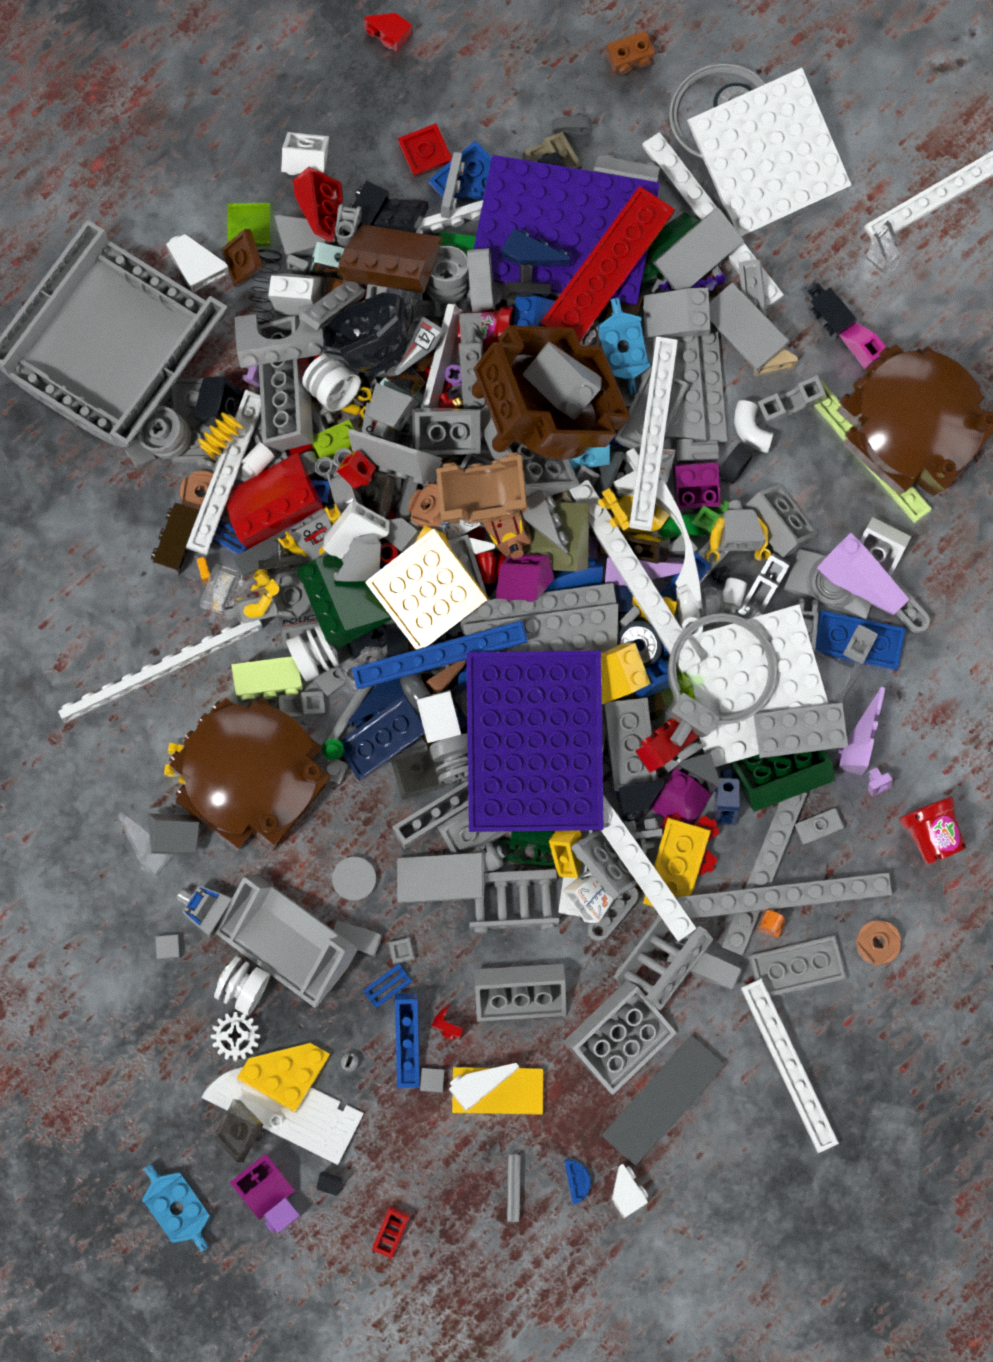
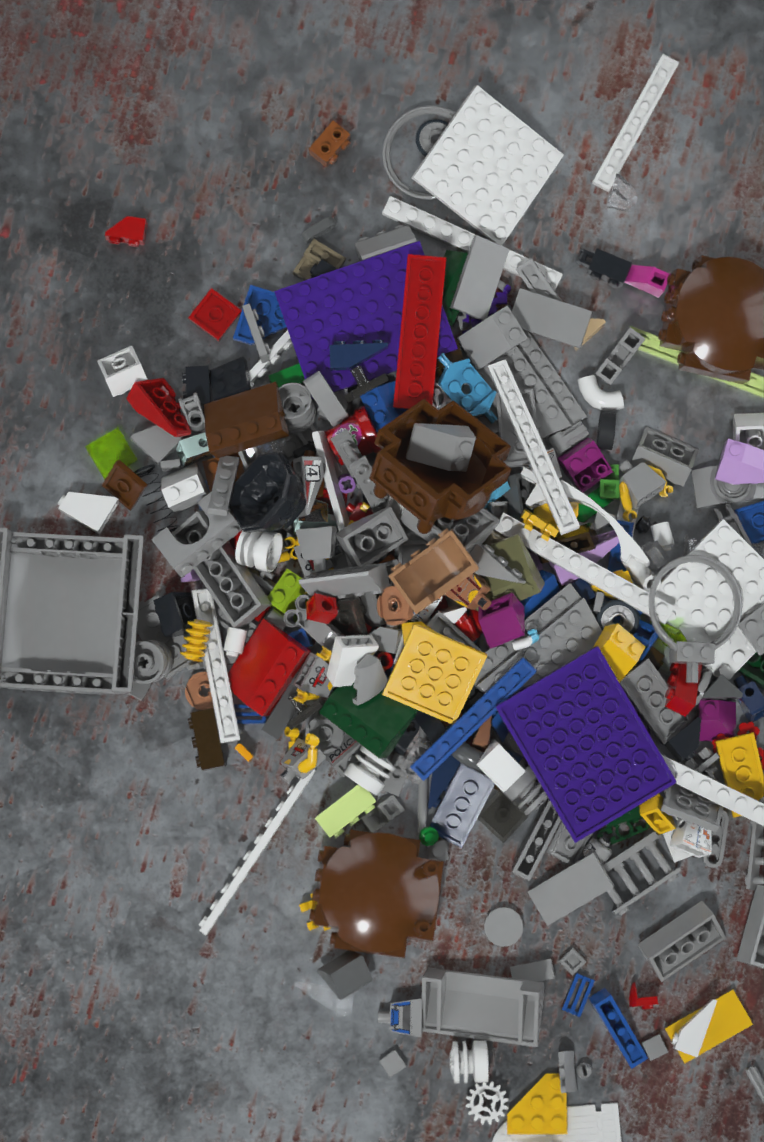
camera: 30 degrees left, 5 degrees up
(220, 589) = (266, 760): clear brick -> none
(331, 1052) = (567, 1071): none -> light grey slope
(543, 610) = (525, 642): none -> white arm
(766, 583) = (682, 514): light grey slope -> none

